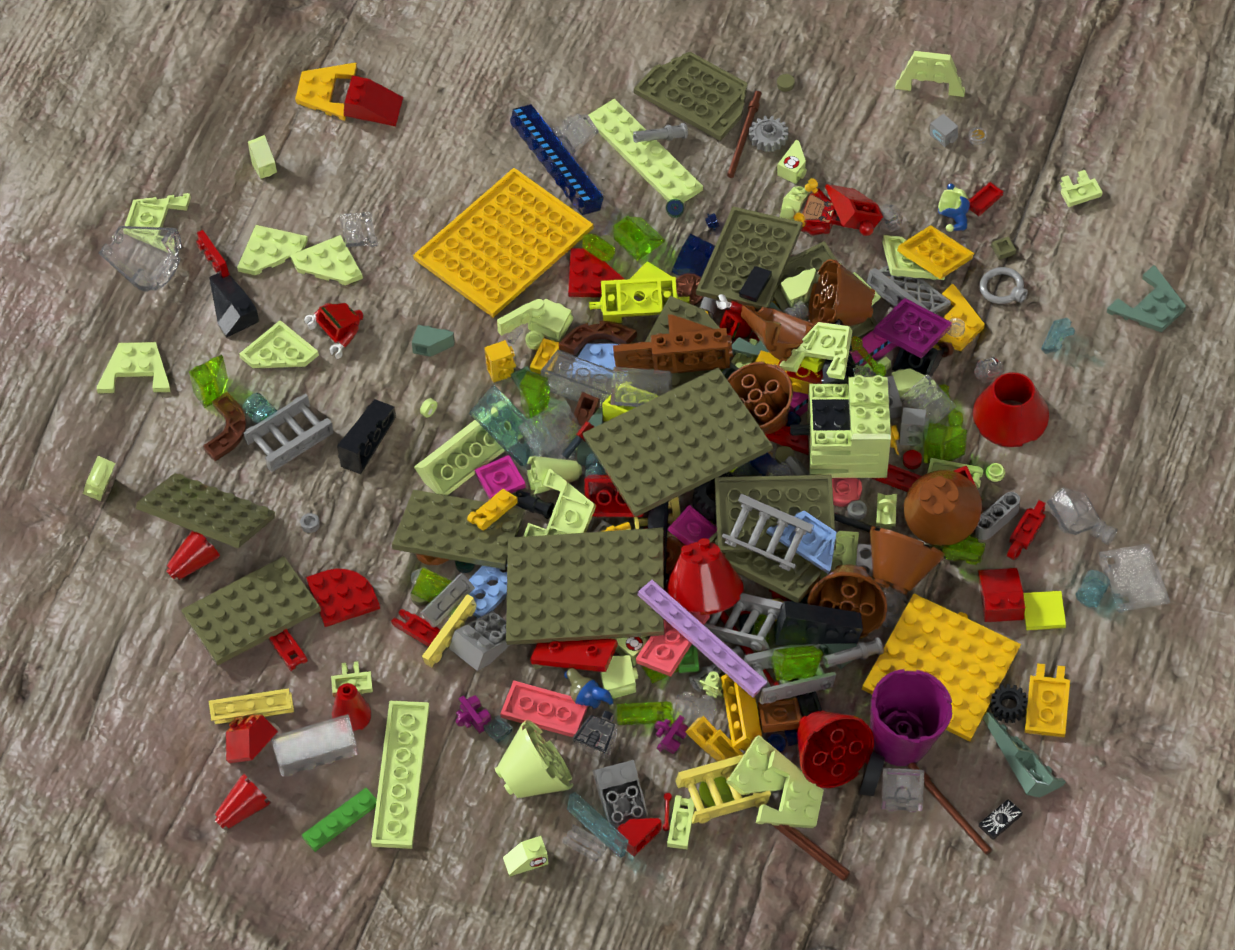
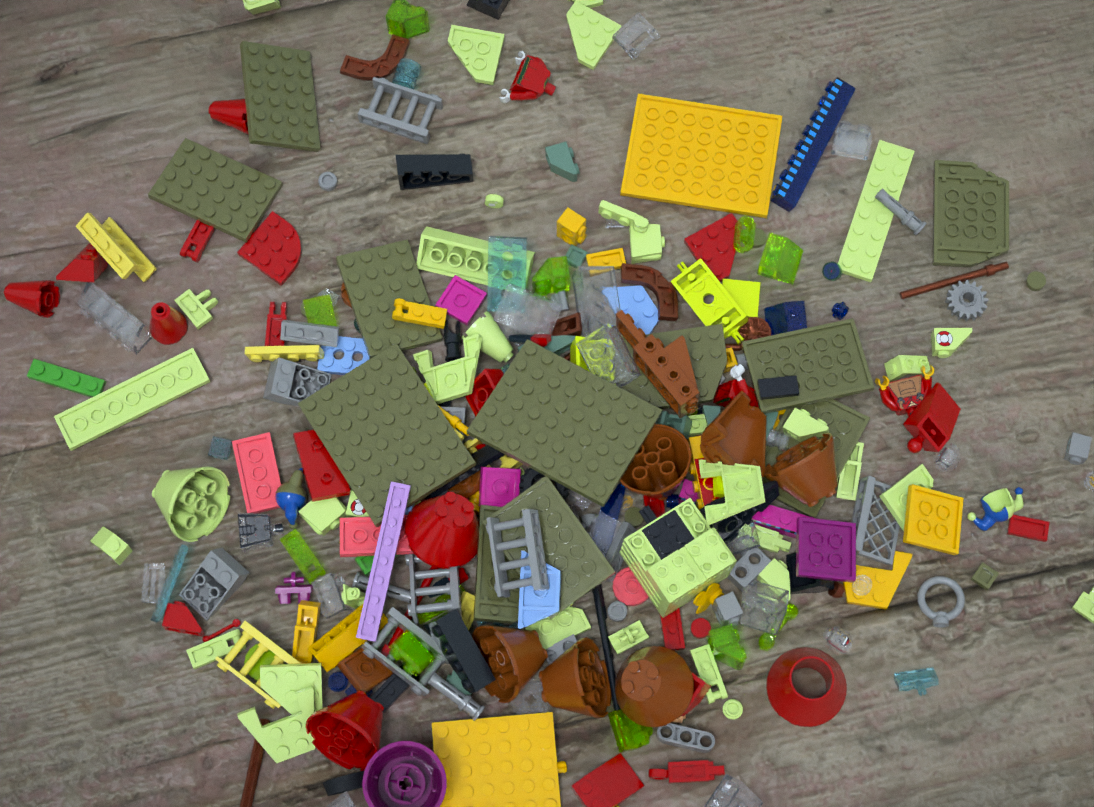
camera: 55 degrees right, 15 degrees up
(469, 714) = (216, 417): magenta hips -> none
(534, 339) = (620, 240): yellowish green tile -> none
(857, 345) = (774, 510): clear neon green bar -> none
(1157, 308) = (1013, 754): sand green wing -> none

